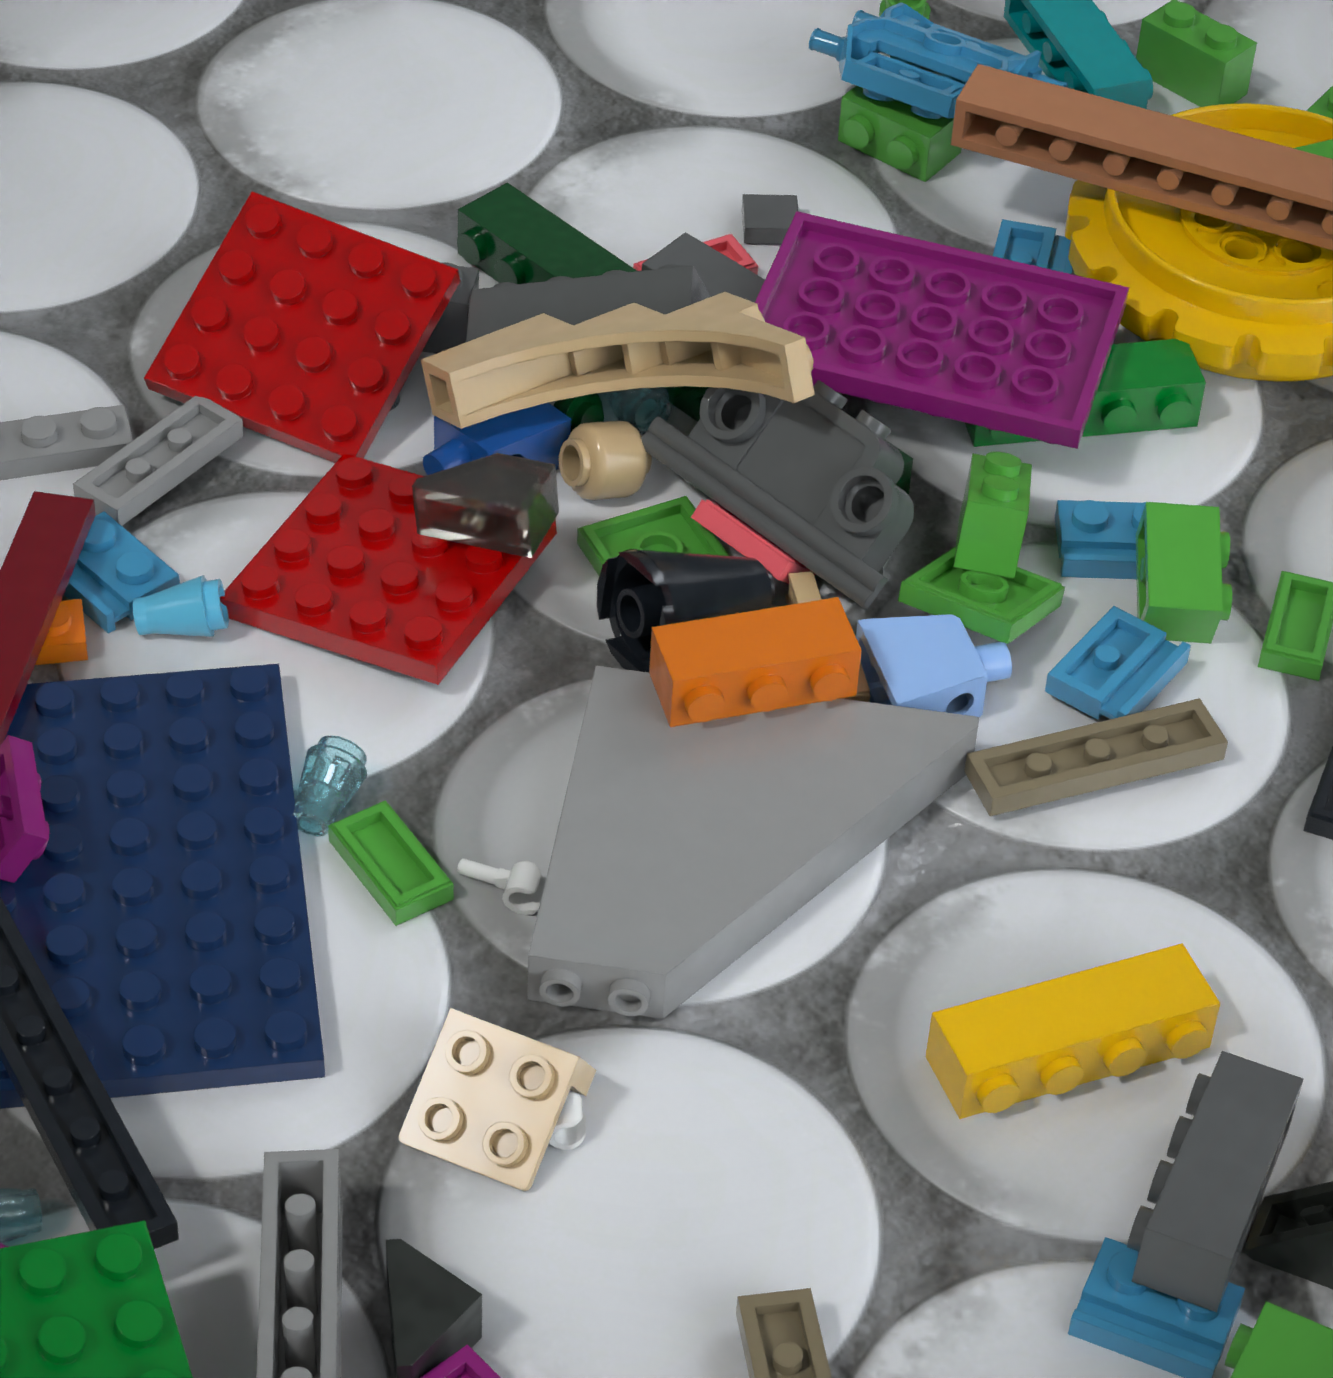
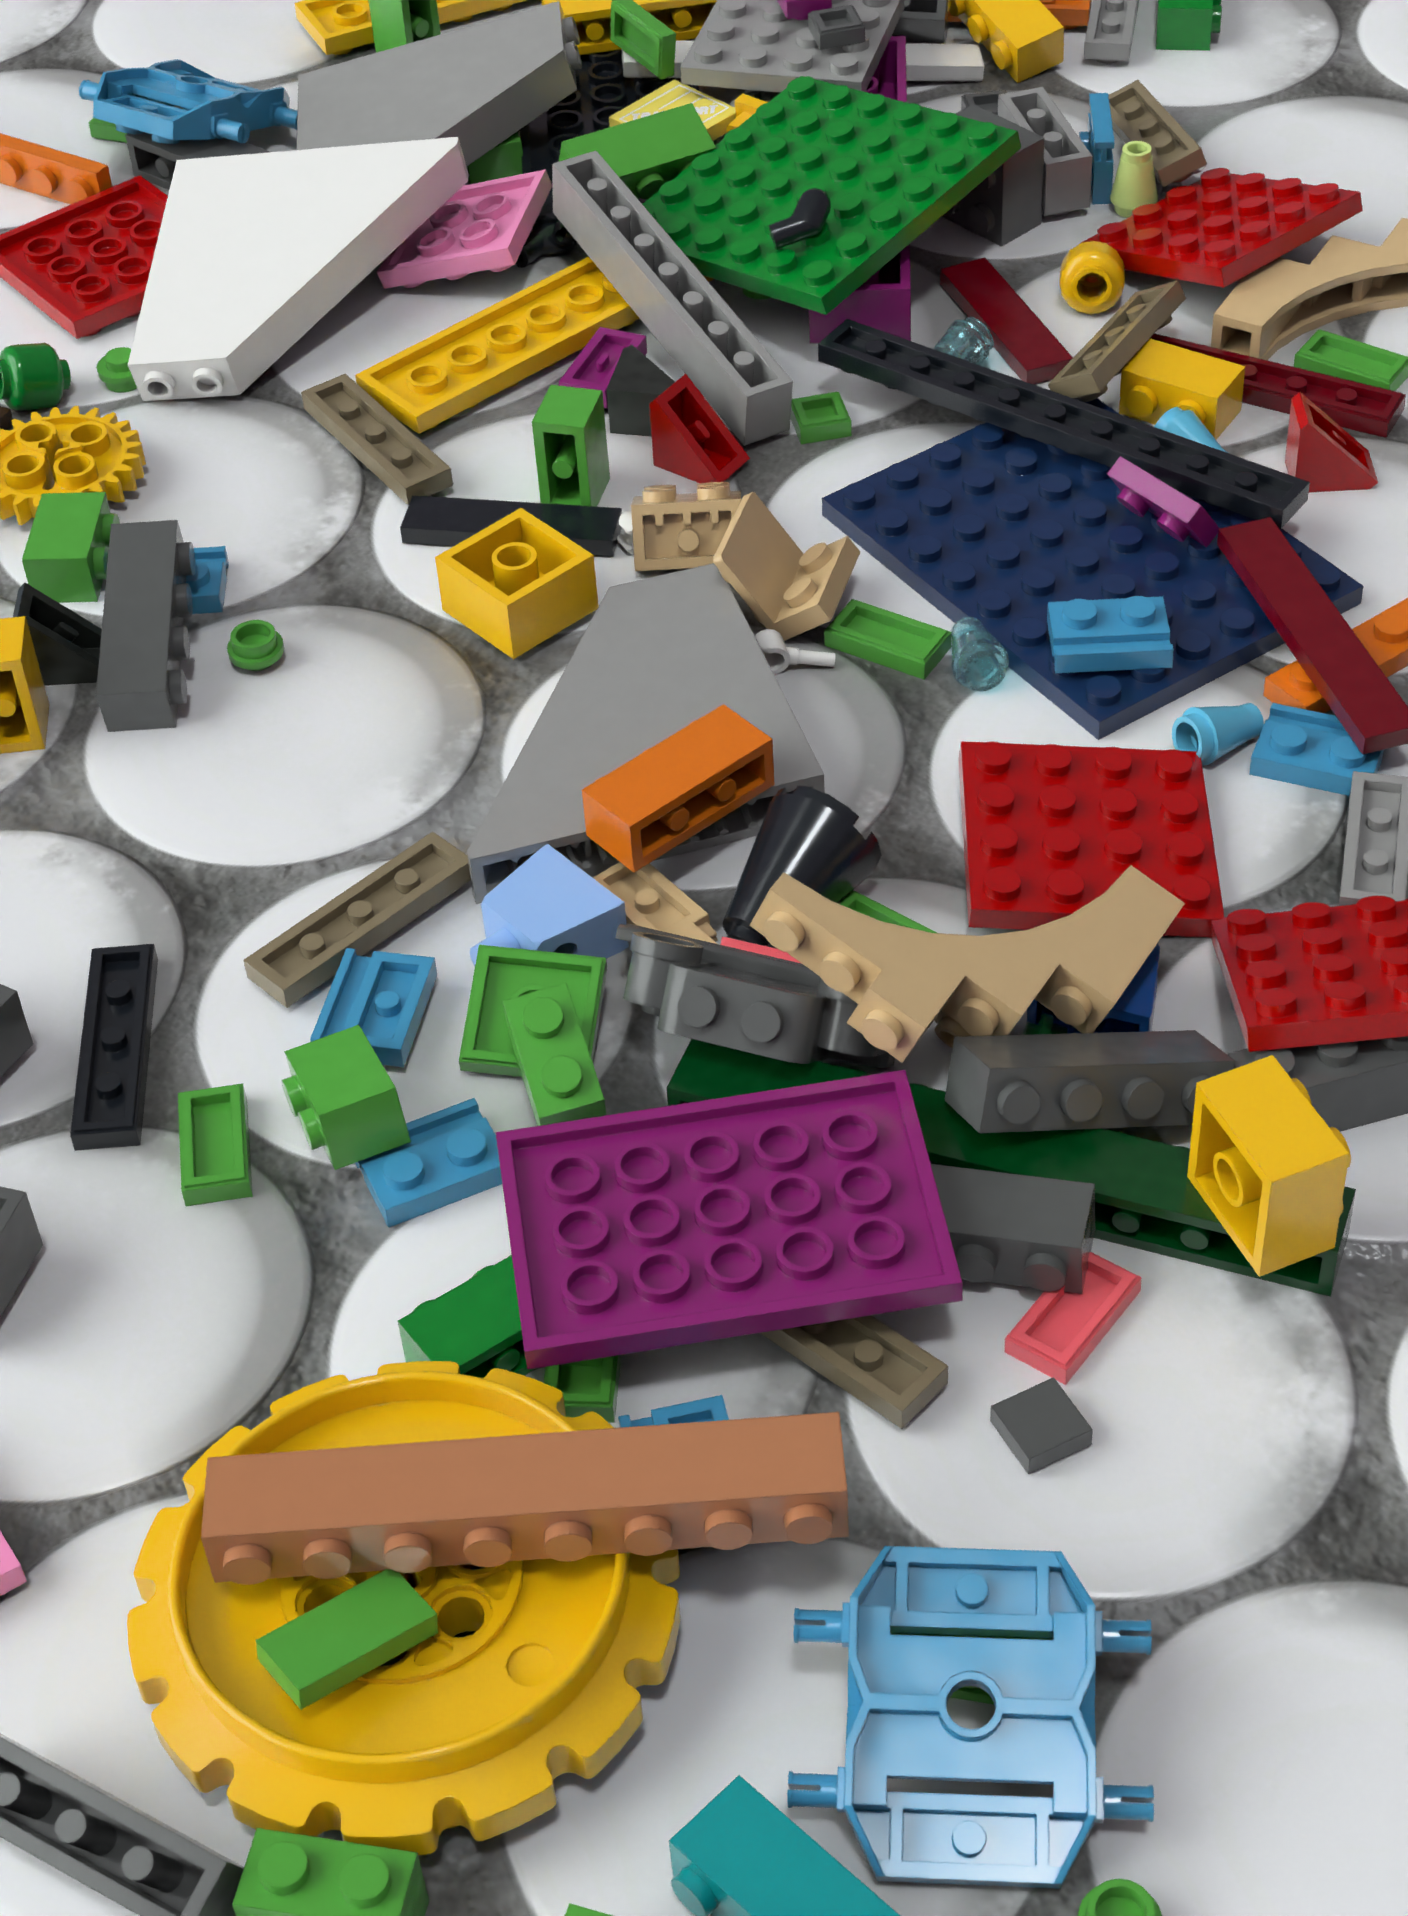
camera: 160 degrees right, 0 degrees up
(75, 1320) = (805, 221): none -> black arm
(200, 712) = (1109, 634): none -> dark azure plate
(219, 1214) = (820, 418): none -> bright green tile
(414, 1206) = (691, 436): none -> red slope
(446, 928) = (778, 580): none -> tan bracket
(489, 503) = (1013, 837): clear smoke slope -> none
(533, 174) = (1267, 1164): none -> yellow brick
(587, 1204) = (571, 446): none -> bright green brick
(698, 1205) = (452, 520): none -> black tile
(757, 1049) = (517, 582): none -> yellow brick
(1071, 1030) = (291, 700): yellow brick -> none
(1085, 1145) = (255, 645): none -> bright green plate

